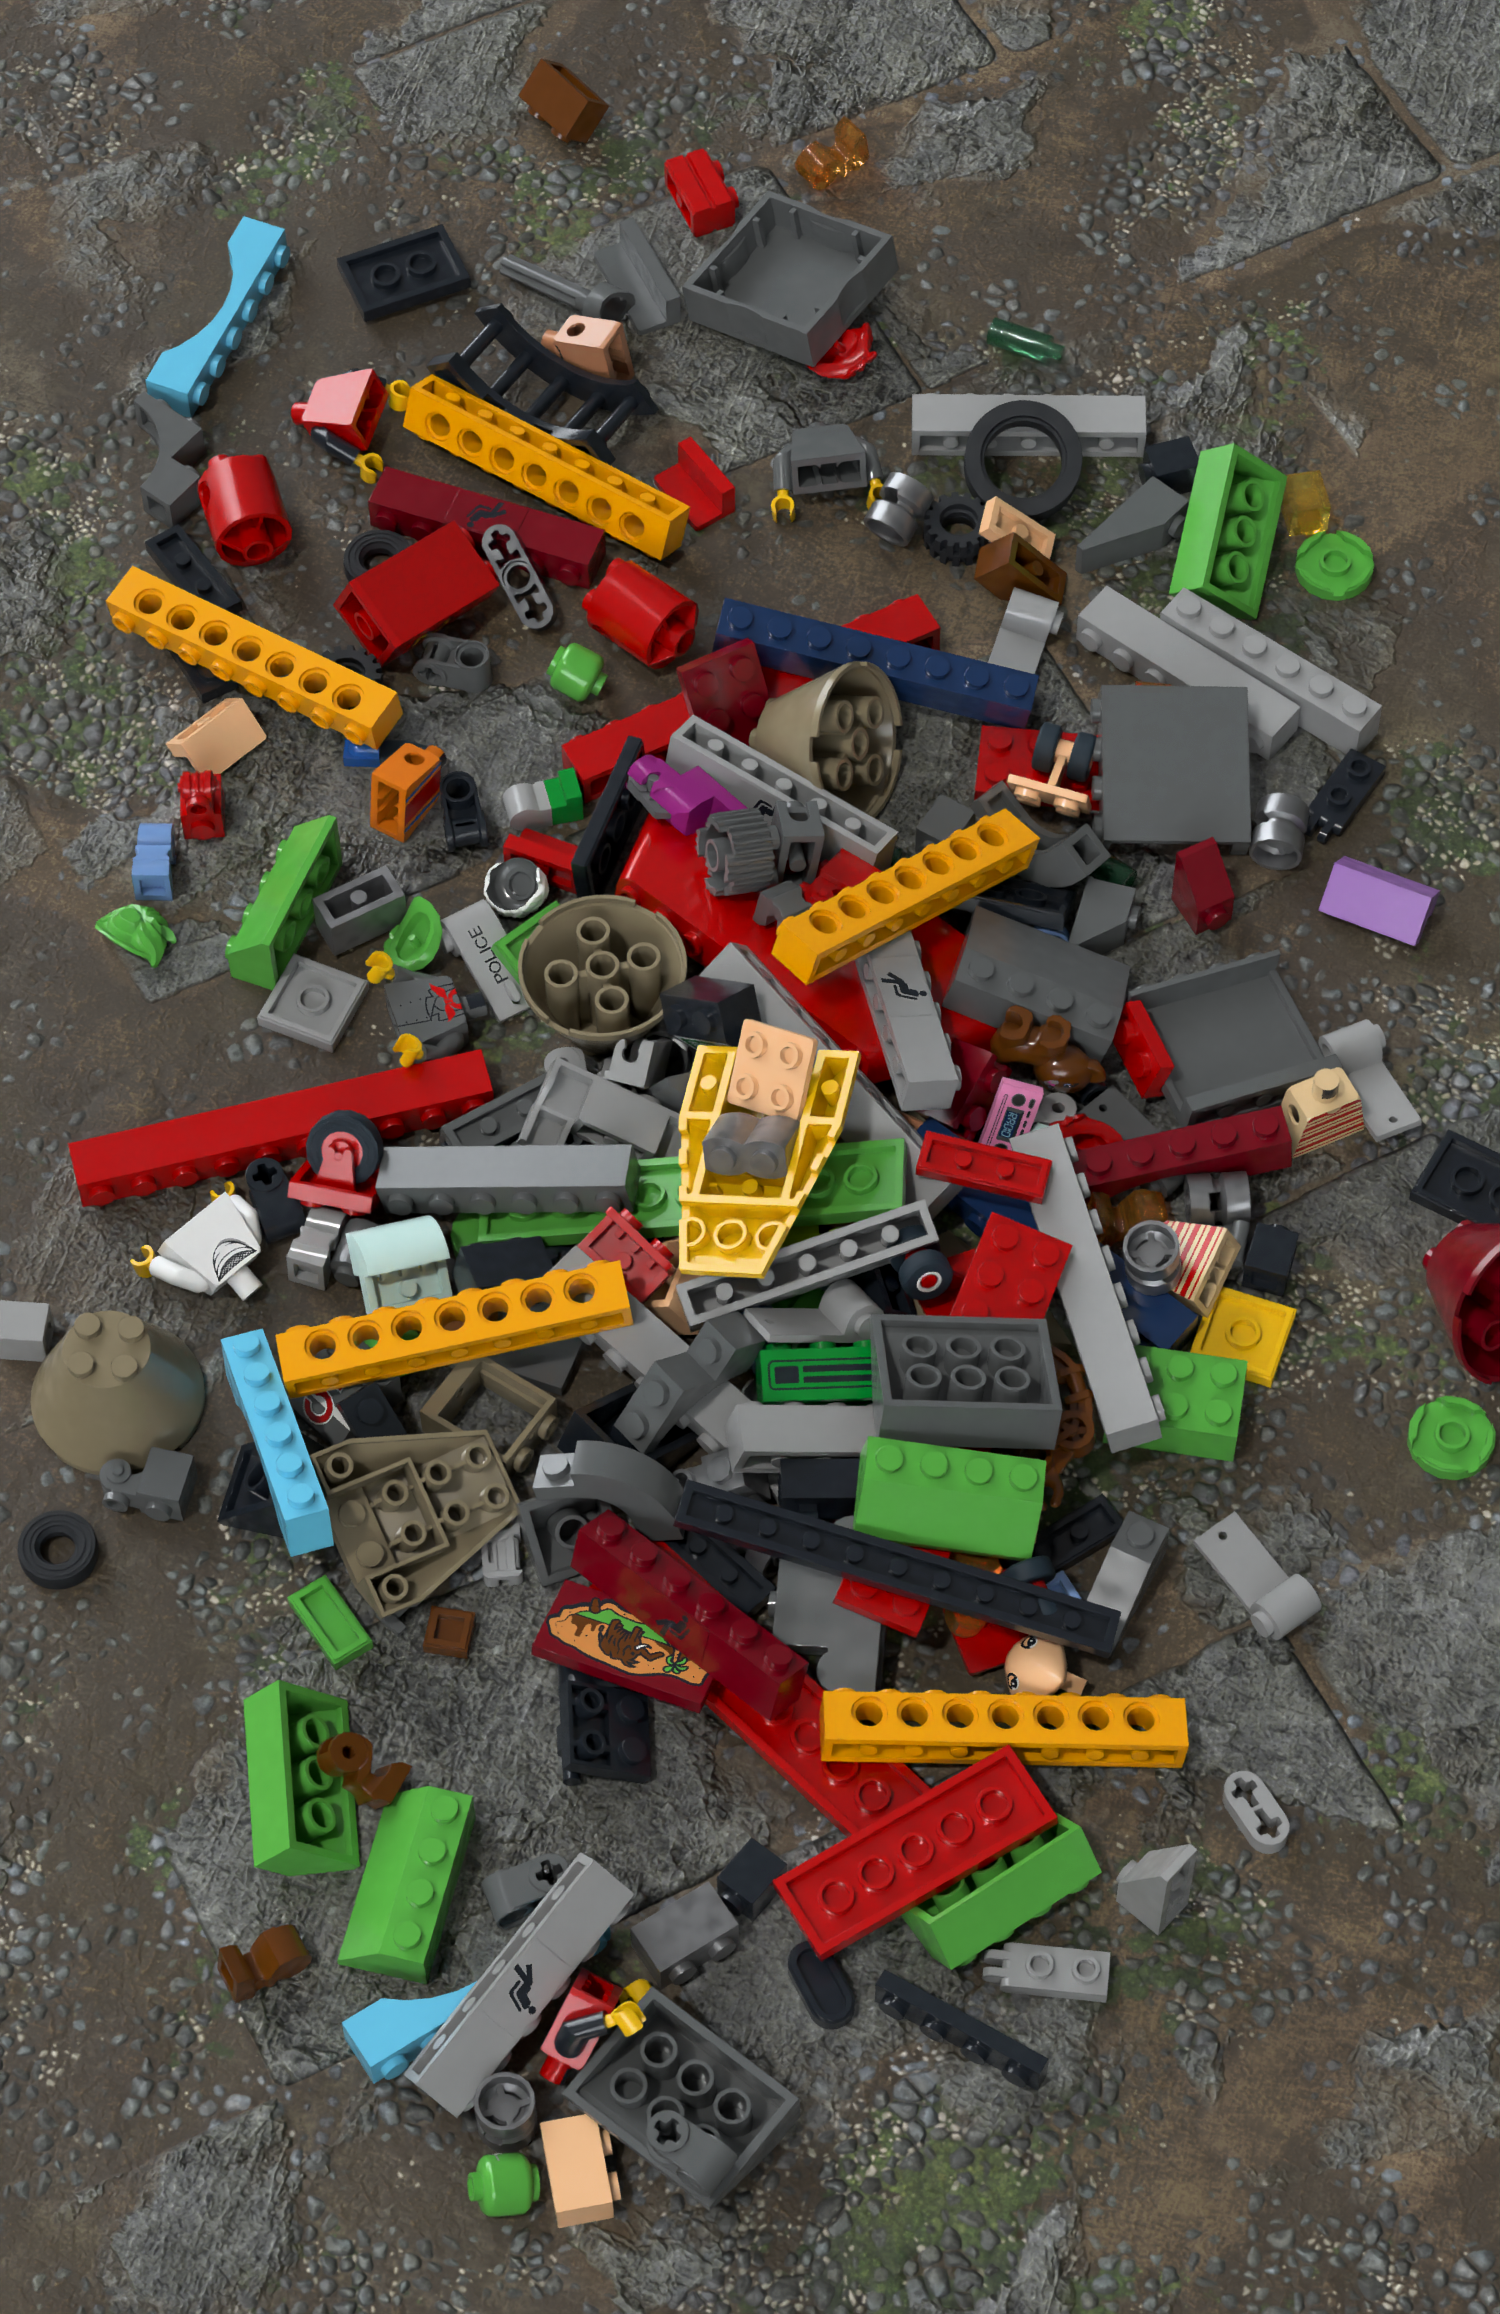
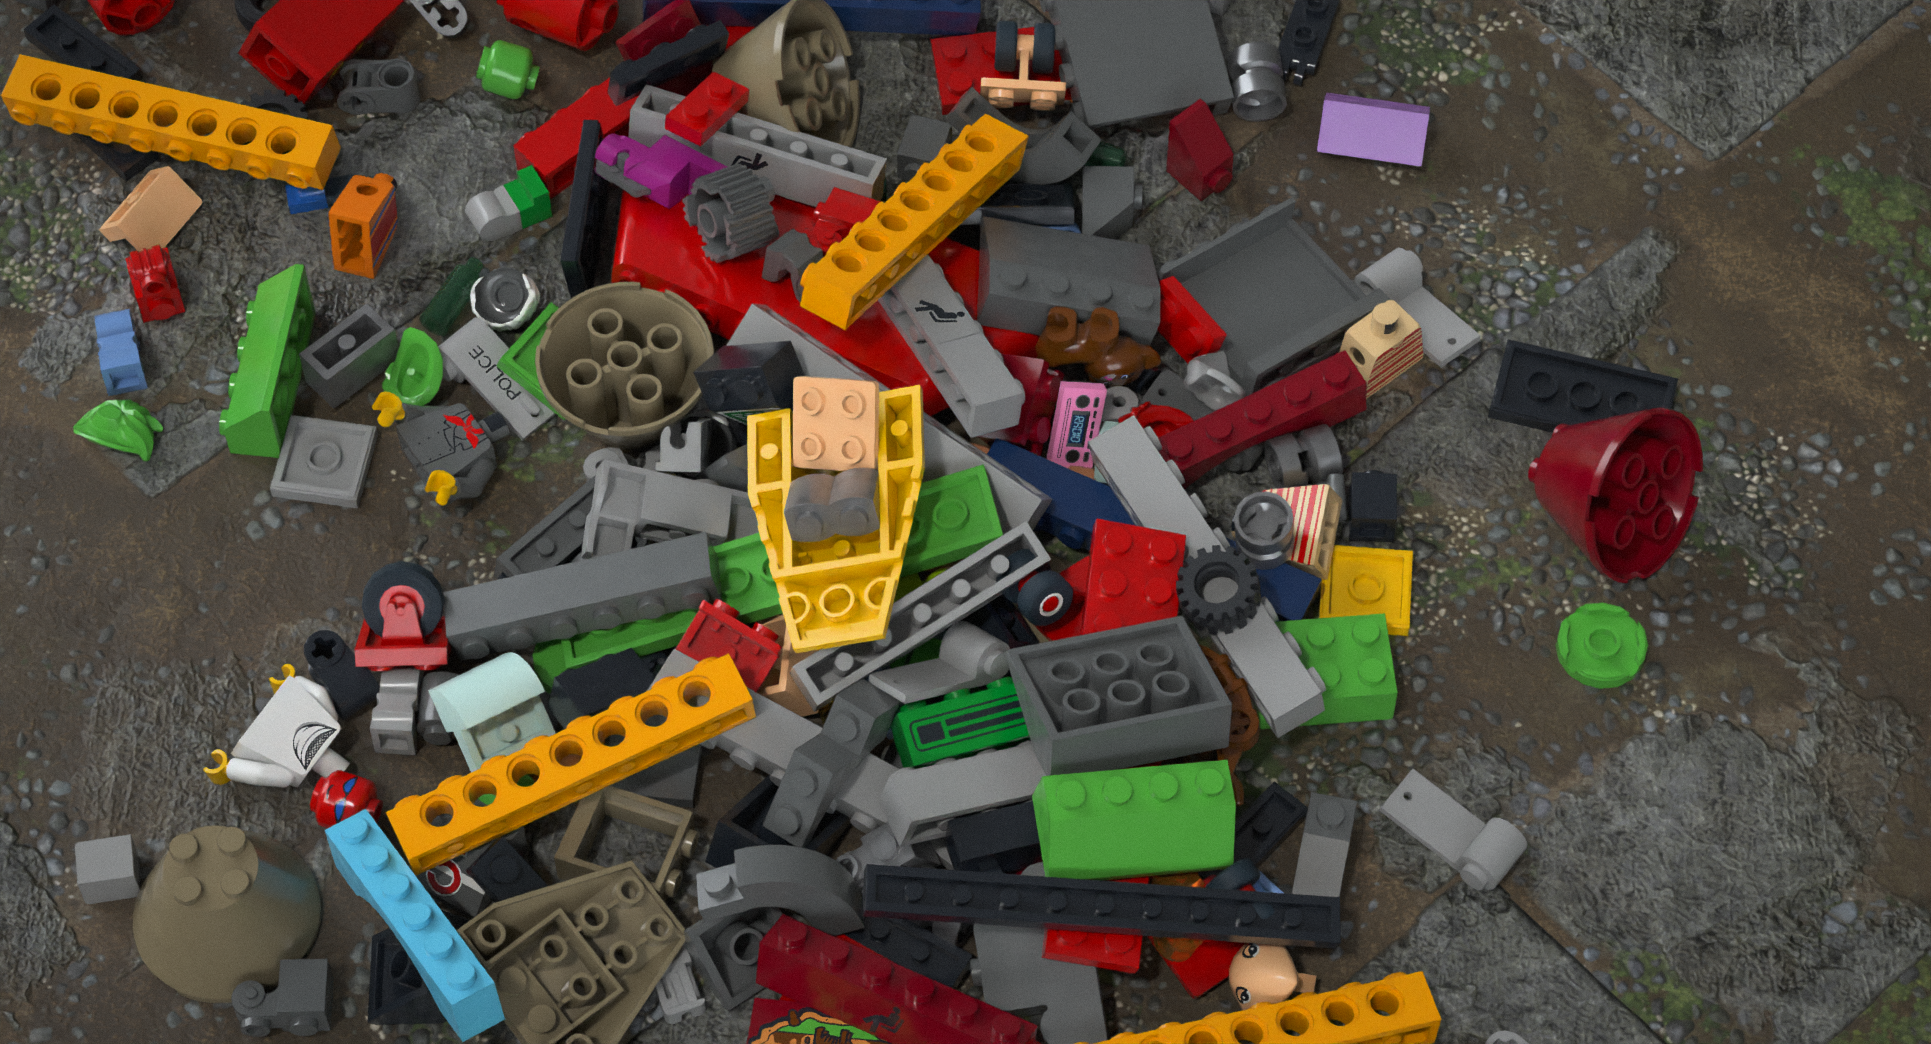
camera: 15 degrees left, 0 degrees up
(247, 1312) = (342, 797): none -> red head
(274, 1128) = (321, 597): red brick -> none
(463, 817) = (429, 240): black piece -> none
(468, 876) = (451, 297): none -> clear green cylinder
(547, 853) = (531, 258): red panel -> none
(718, 697) = (667, 61): none -> black plate
(742, 749) = (706, 108): none -> red plate
(800, 840) = (794, 187): dark grey brick -> none
(984, 1167) = (1072, 476): red tile -> none
(1083, 1280) = (1214, 565): none -> black tyre
(1133, 1209) = (1223, 491): clear orange leg -> none
(1149, 1106) = (1211, 381): none -> light grey piece

